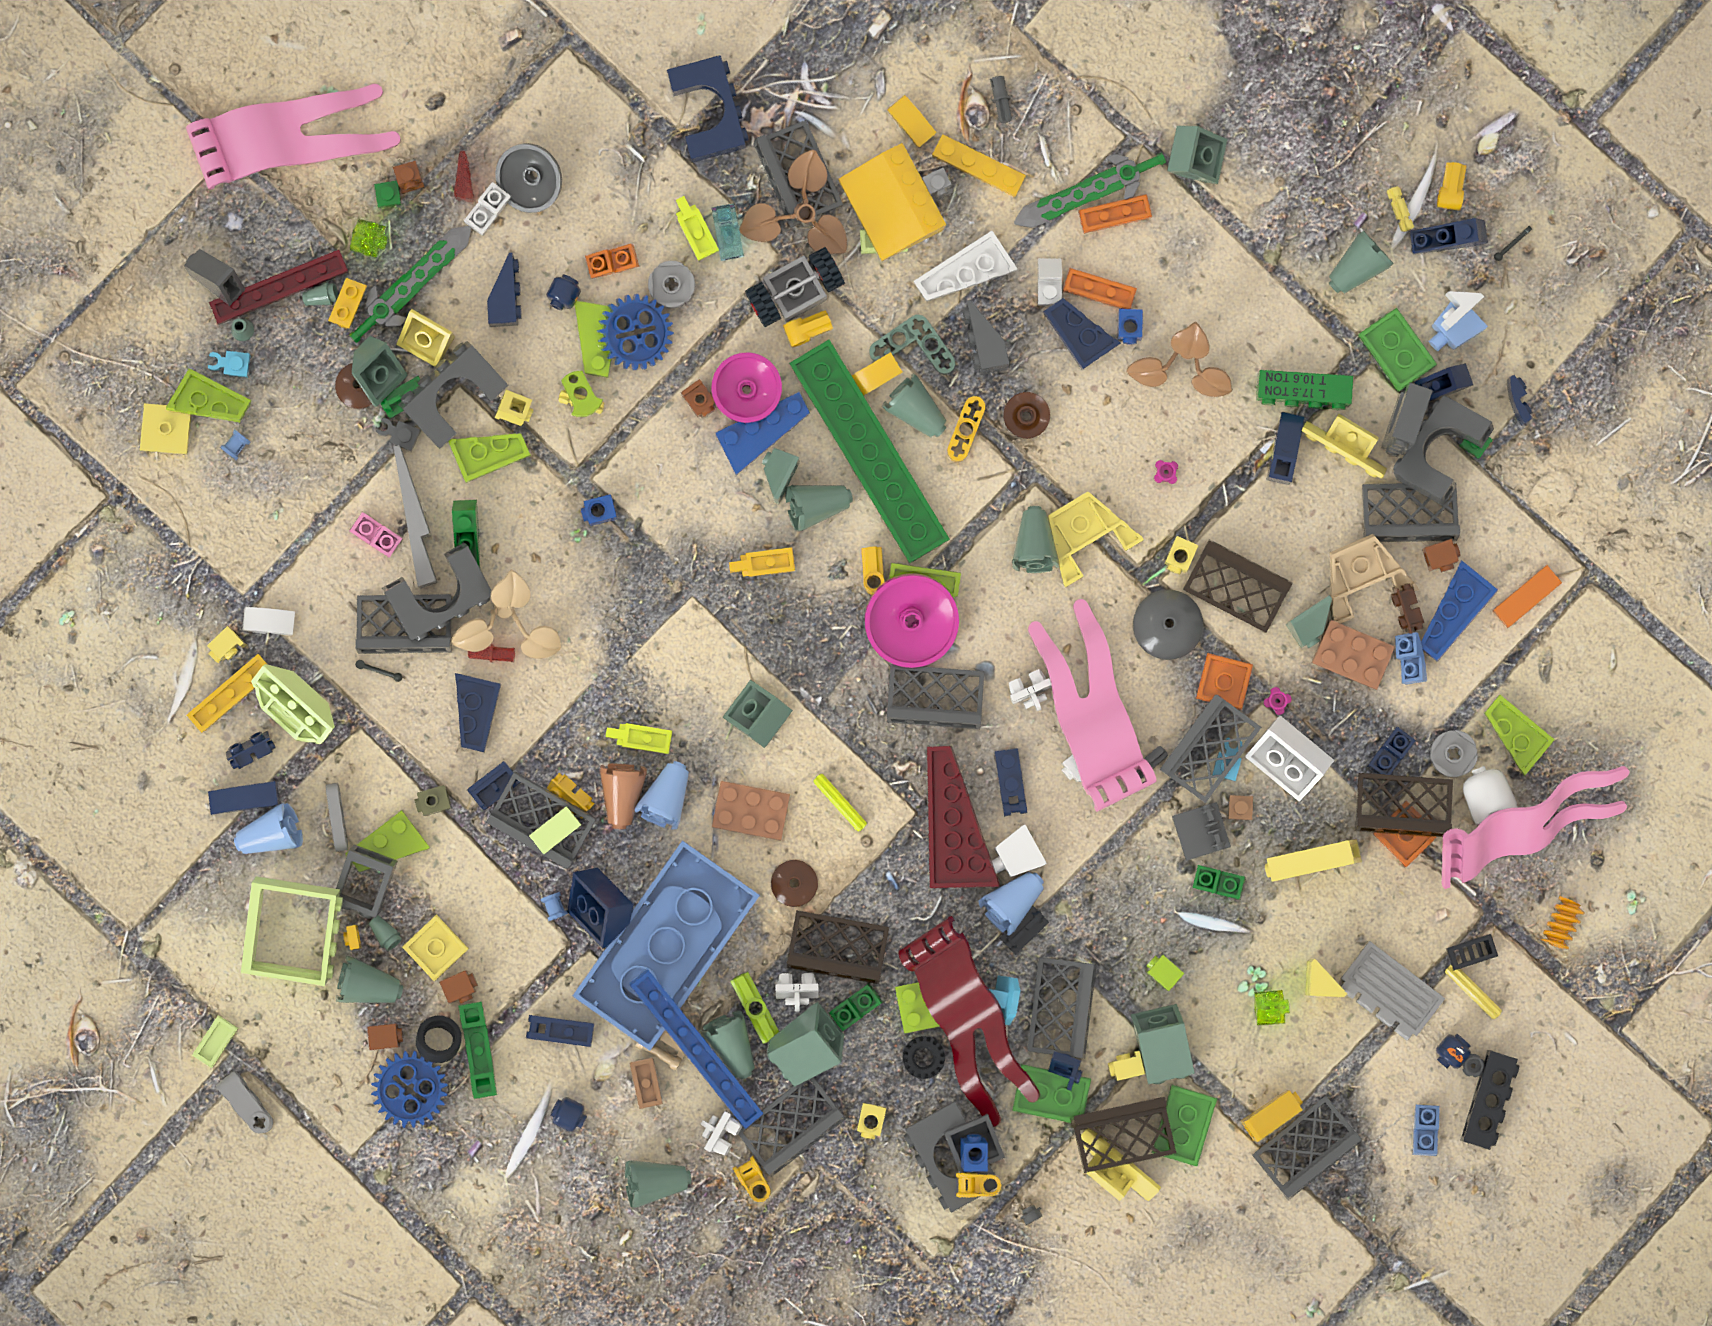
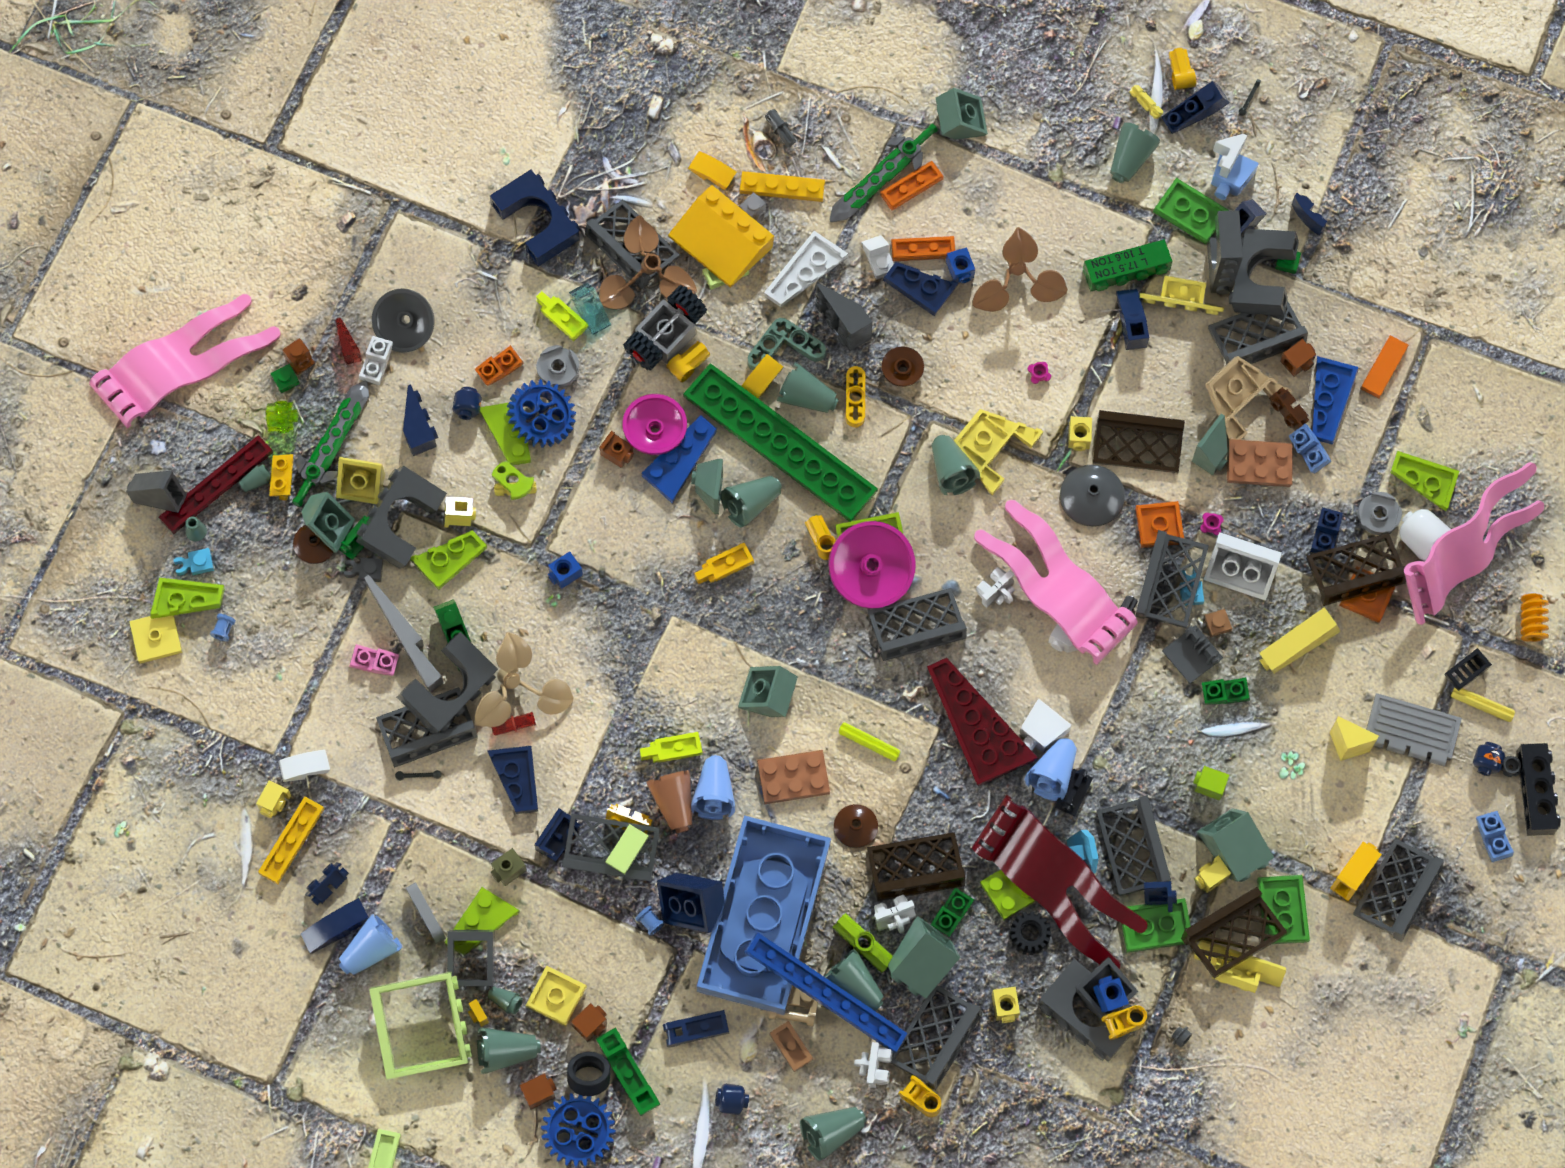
camera: 20 degrees left, 15 degrees down
(293, 704) = (351, 828): yellowish green wedge -> none
(1010, 781) = (1010, 671): dark blue plate -> none
(1270, 1007) = (1315, 778): clear neon green brick -> none

